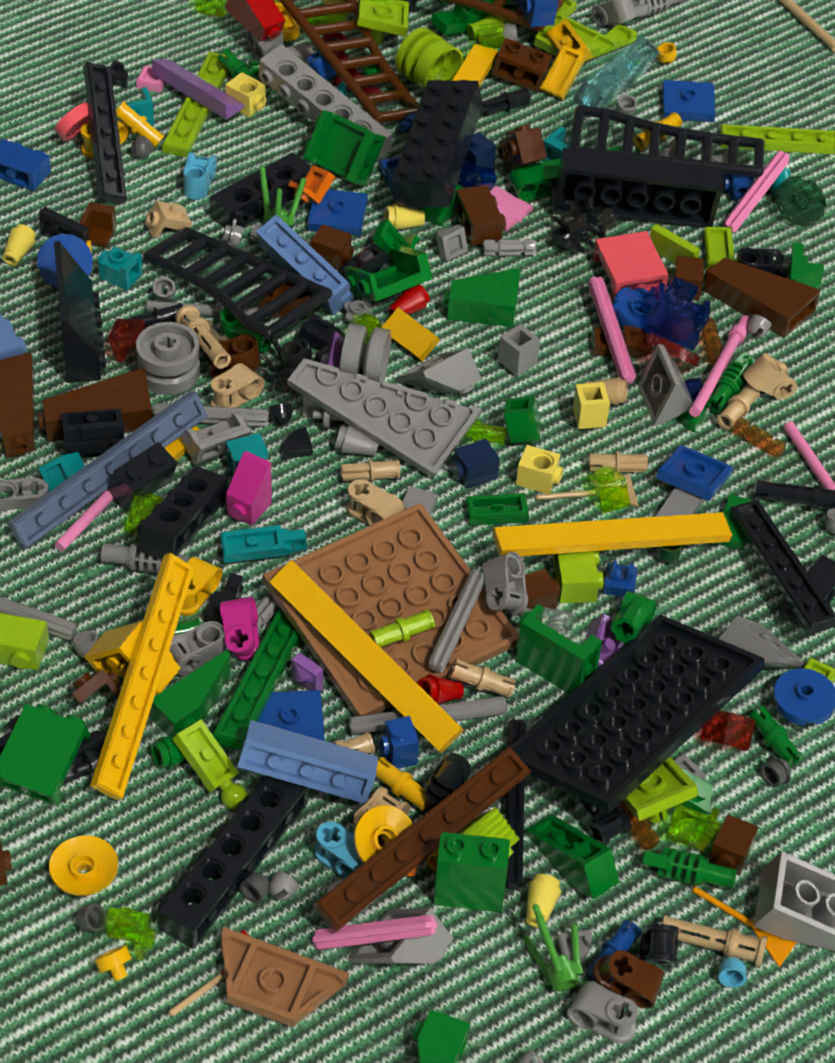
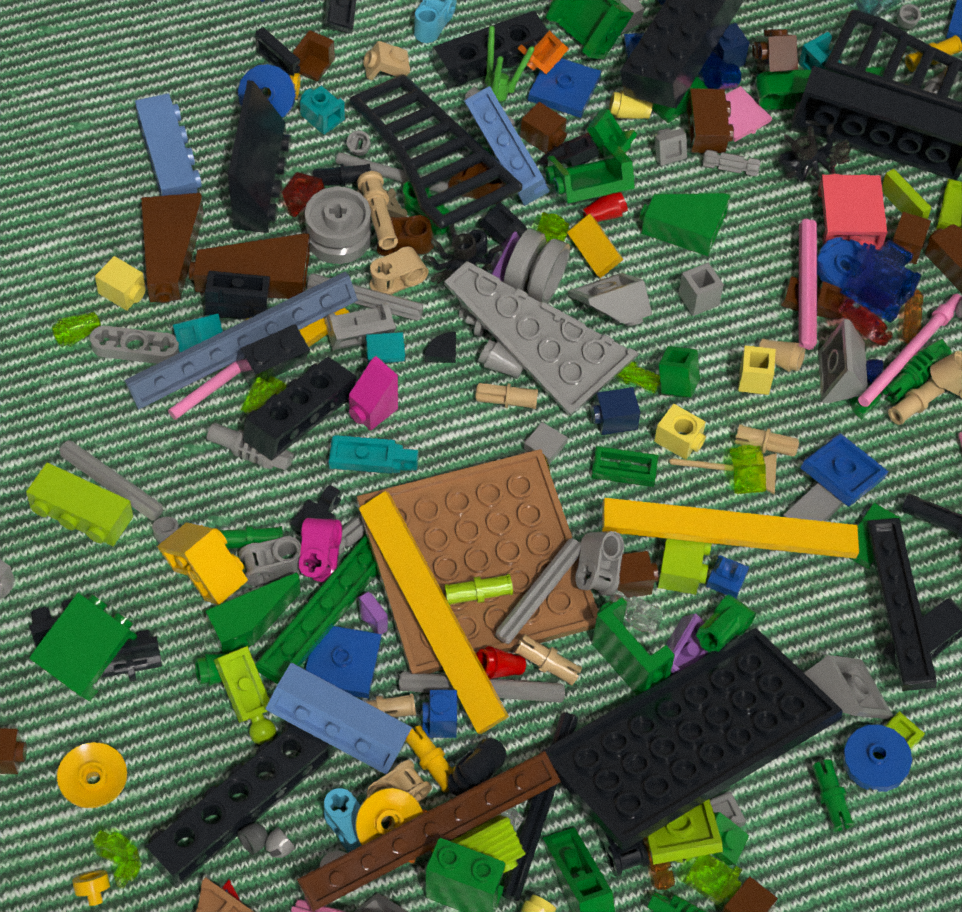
camera: 15 degrees right, 10 degrees up
(19, 243) = (229, 61): light yellow cone -> none
(87, 684) = (152, 578): reddish brown bracket -> none
(94, 914) = (88, 828): dark grey hinge -> none
(142, 677) = (202, 586): yellow tile -> none
(203, 583) = (291, 488): yellow piece -> none
(232, 234) = (446, 93): light grey plate -> none
(280, 413) = (435, 311): black hinge -> none
(356, 308) = (549, 201): light grey plate -> none
(371, 504) = (496, 435): tan piece -> none
(669, 553) = (787, 562): dark green hinge -> none
(729, 730) = (786, 777): clear red panel -> none
(759, 437) = (927, 441): clear orange axle -> none
(776, 771) = (821, 835): dark grey plate -> none

